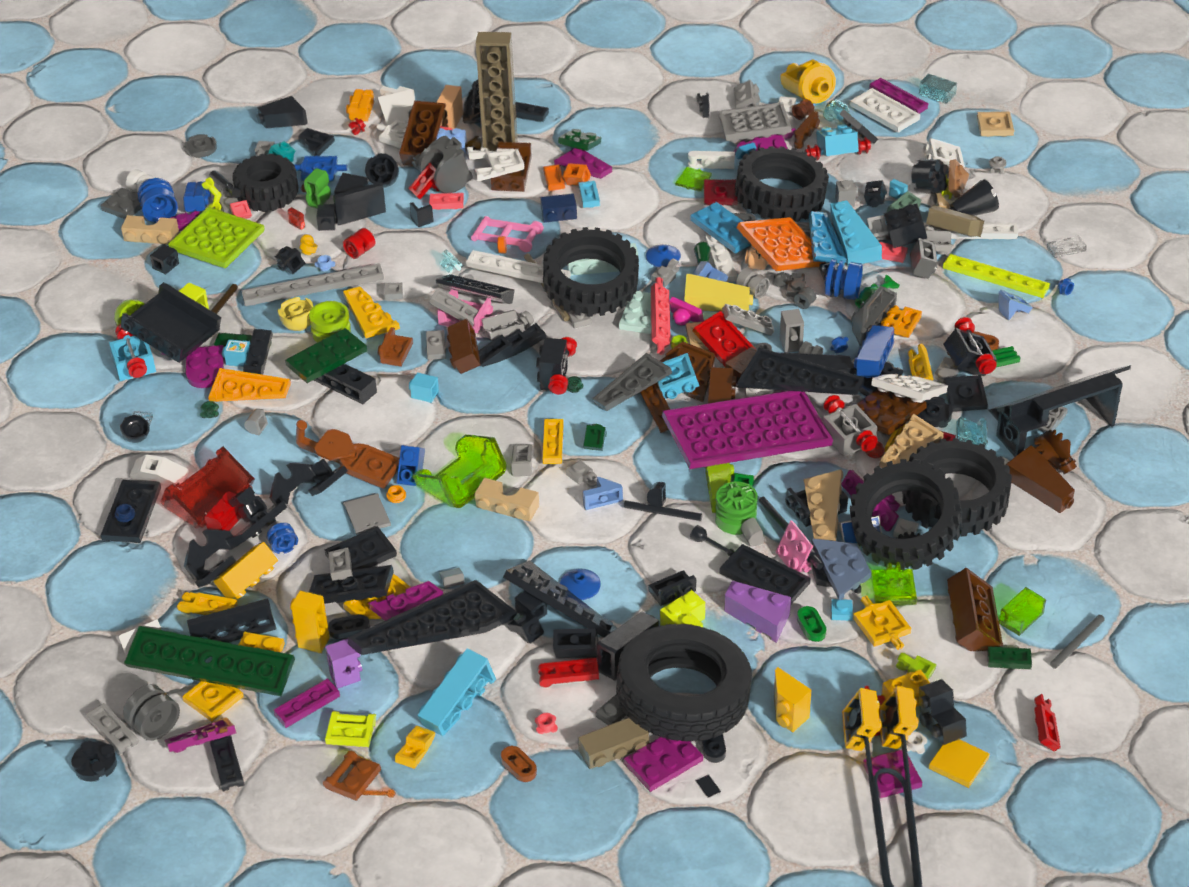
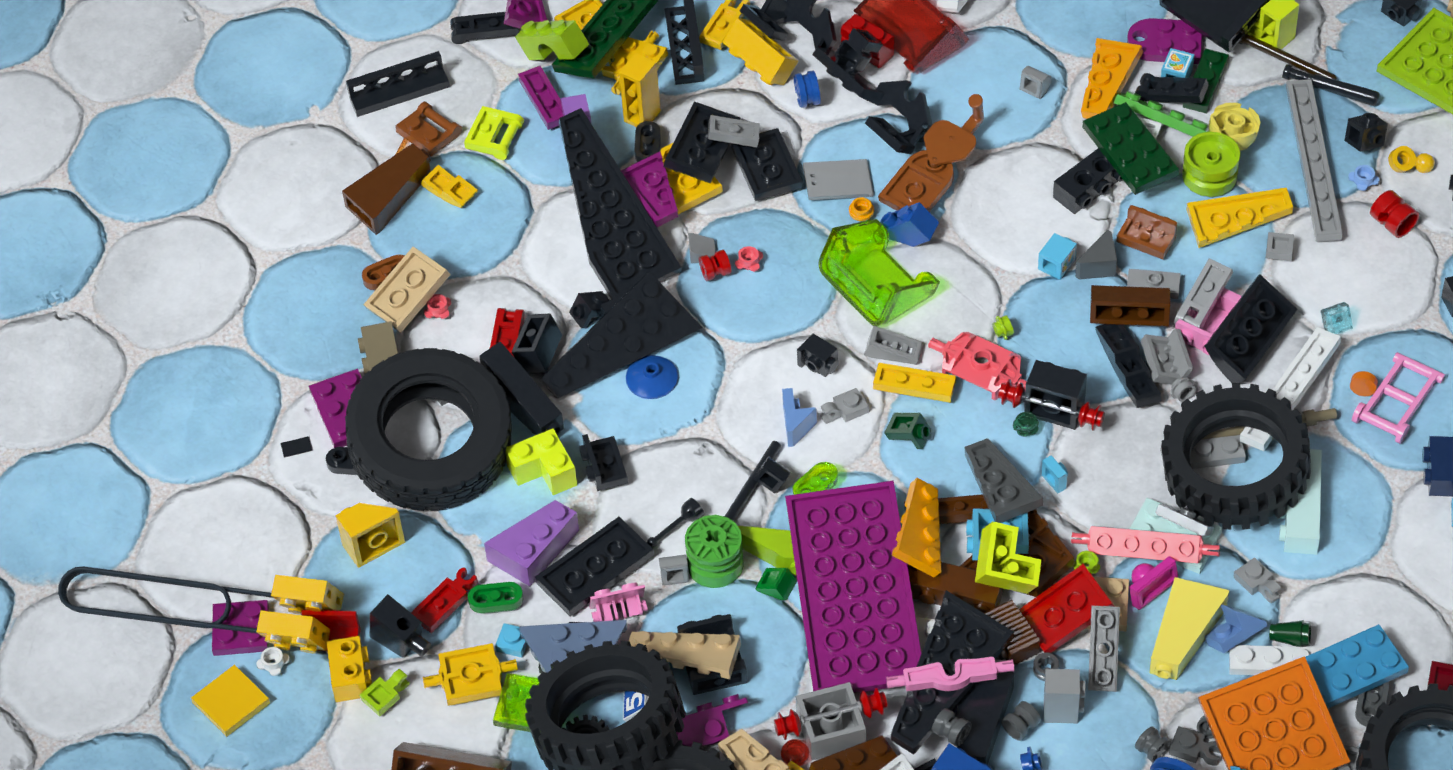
camera: 105 degrees right, 10 degrees up
(209, 409) = (1073, 39): clear green plate -> none
(242, 284) = (1338, 87): none -> black piece
(248, 705) = (544, 37): none -> lime arch
(285, 352) = (1155, 112): none -> bright green plate
(306, 808) = (398, 87): none -> black fence
(418, 363) = (1098, 260): none -> dark grey slope
(427, 783) = (387, 187): none -> reddish brown slope
(456, 547) = (749, 258): none -> coral plate
(456, 692) = (504, 225): medium azure wedge -> none
(469, 561) = (715, 265): none -> red wheel
(492, 406) = (1003, 327): none -> lime plate
(520, 505) = (822, 300): tan arch -> none
(527, 422) = (966, 348): none -> coral plate
(540, 737) = (407, 289): none -> tan plate
(546, 488) = (818, 355): none -> black brick
(614, 364) = (1054, 474): none -> medium azure plate
(639, 295) = (1184, 518): none -> plate
(653, 473) = (812, 480): none -> clear neon green plate
(662, 254) = (1307, 597): blue dish -> none
(695, 397) = (920, 529): none -> light orange wing
(708, 354) = (999, 563): none -> neon yellow brick
(758, 283) = (1201, 678): light grey wheel -> none
(808, 373) = (934, 676): none -> bright pink piece
(813, 556) = (608, 614): black bar -> none
(825, 652) = (444, 600): none -> red plate
(841, 362) = (950, 726): none -> dark grey wheel
(865, 659) = (397, 628): none -> black torso
(939, 714) = (287, 687): black brick -> none

